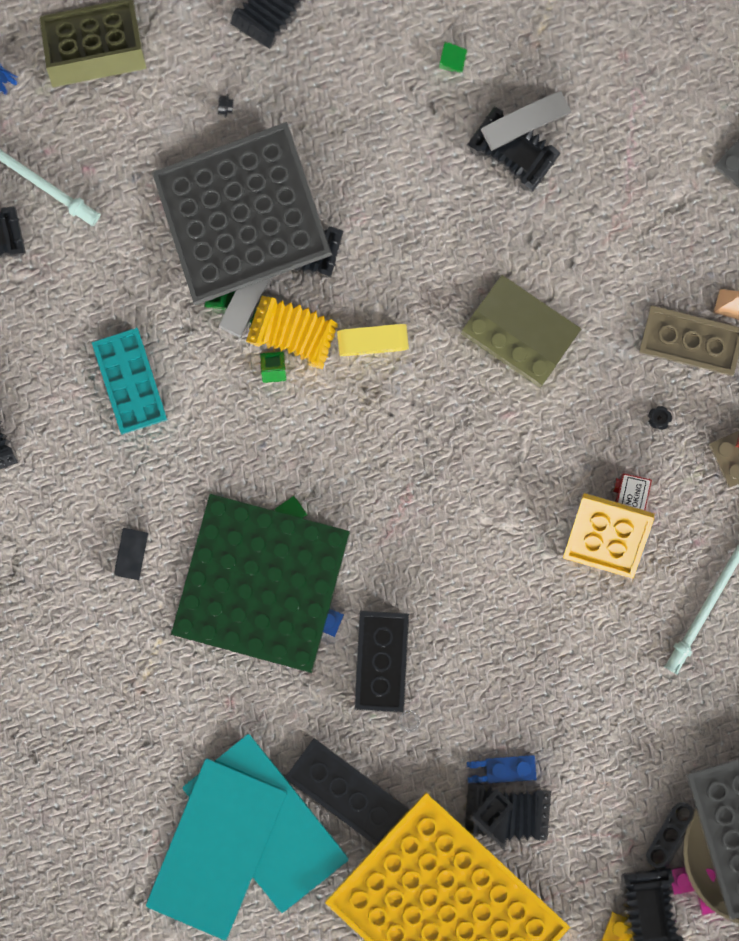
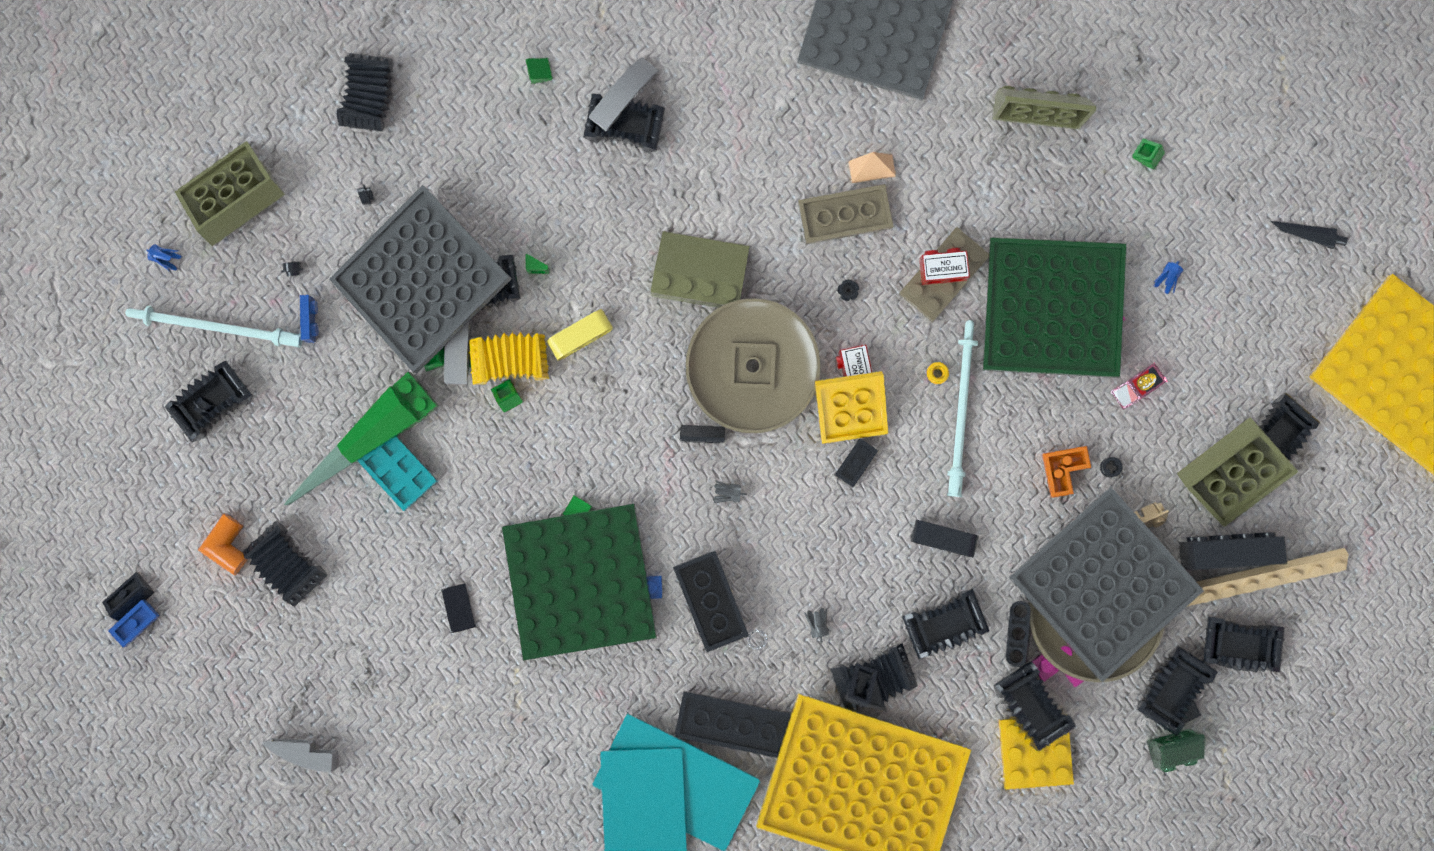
camera: 30 degrees left, 0 degrees up
(110, 210) = (308, 327): none -> blue plate
(120, 145) = (292, 268): none -> black plate
(156, 333) = (393, 413): none -> green plate
(359, 252) = (535, 266): none -> green slope
(448, 493) = (702, 434): none -> black slope
(450, 563) = (730, 492): none -> dark grey piece
(477, 733) = (818, 623): none -> dark grey piece
(505, 769) = (855, 642): blue hinge -> none
(524, 485) = (760, 398): none -> dark tan dish
(588, 592) = (856, 462): none -> black plate
(602, 793) = (945, 625): none -> black piece
(641, 708) = (944, 538): none -> black beam
(717, 538) = (944, 373): none -> yellow plate

